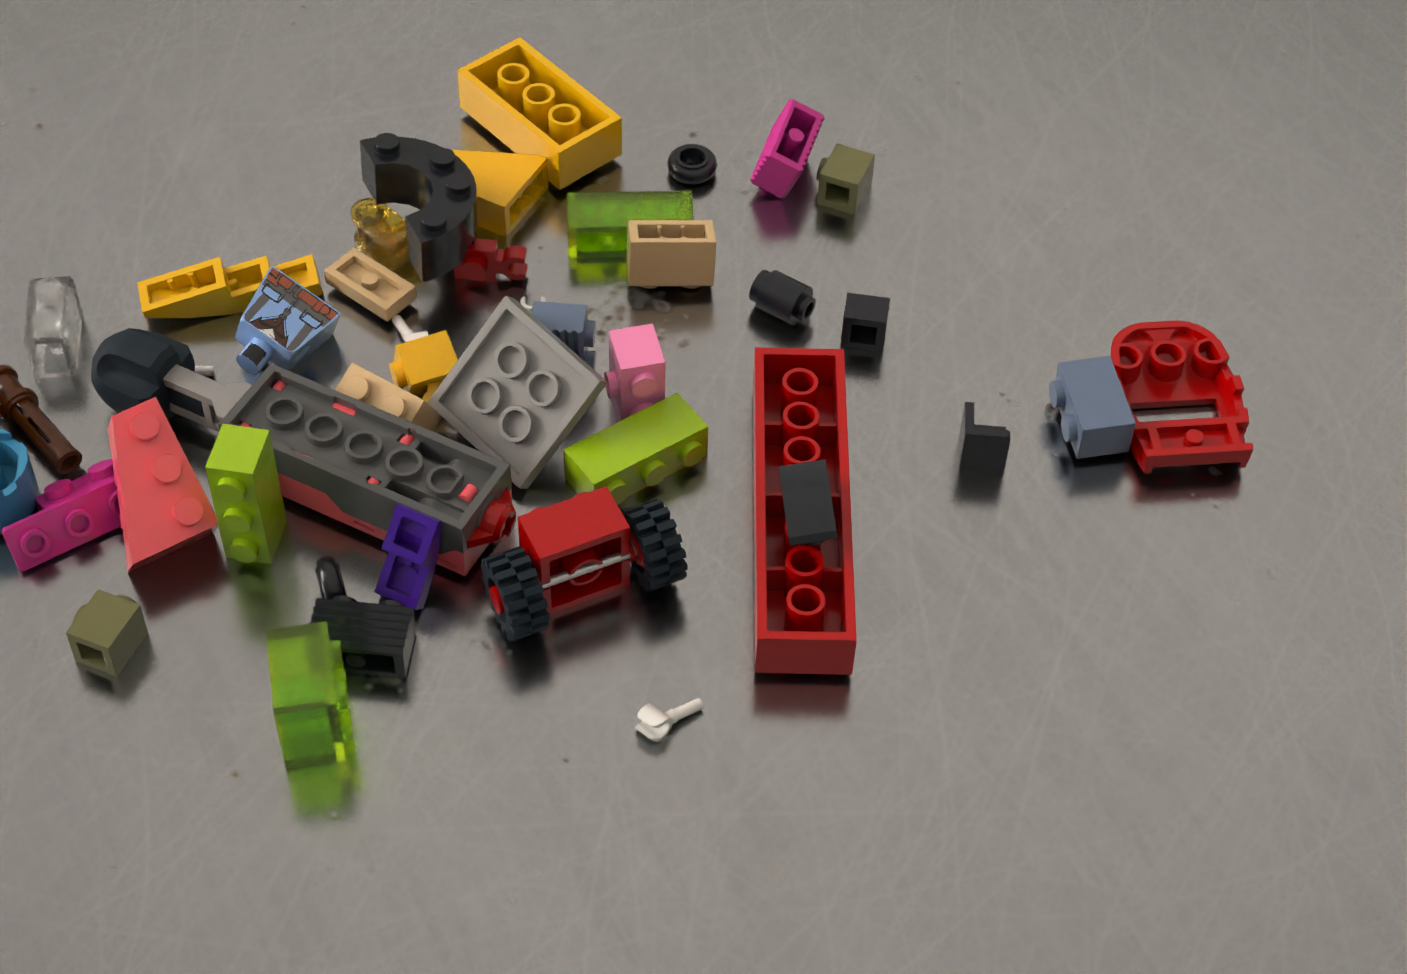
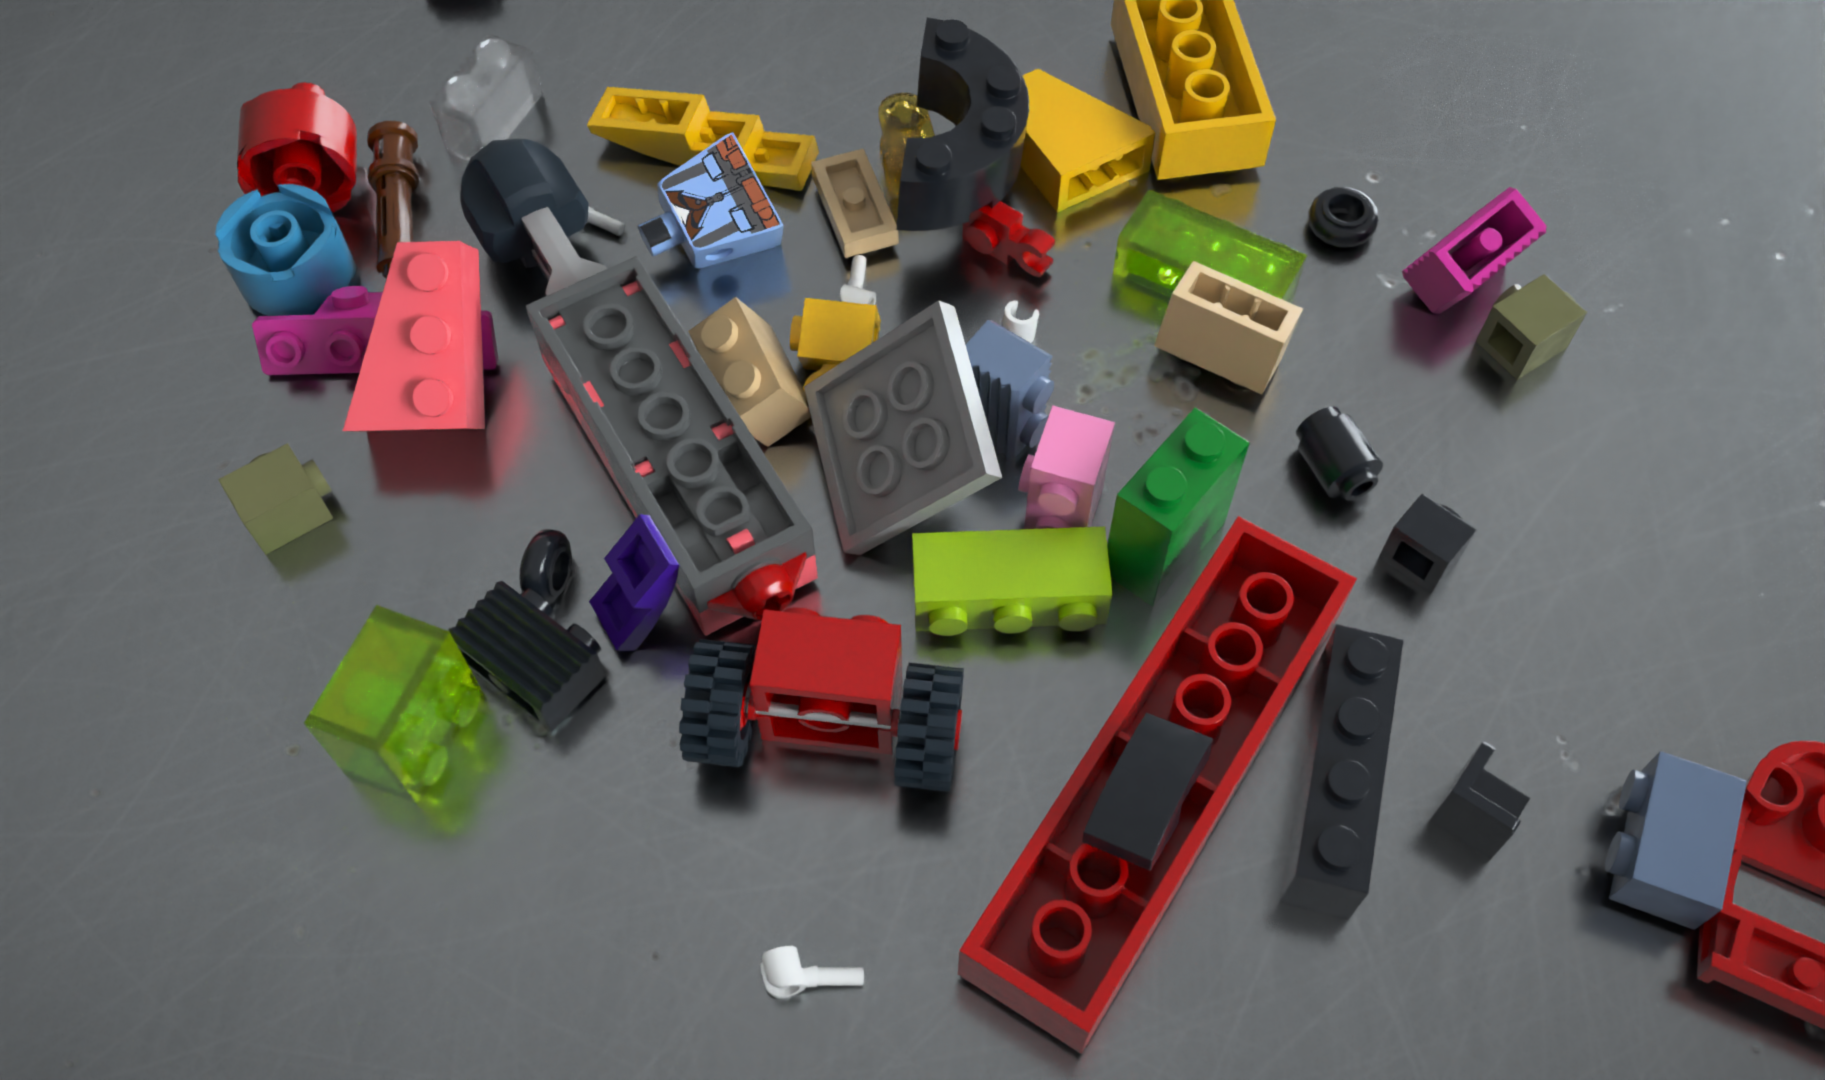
camera: 35 degrees right, 10 degrees up
(246, 493) = (500, 407): lime brick -> none
(714, 358) = (1174, 505): none -> green brick
(899, 460) = (1343, 773): none -> black brick

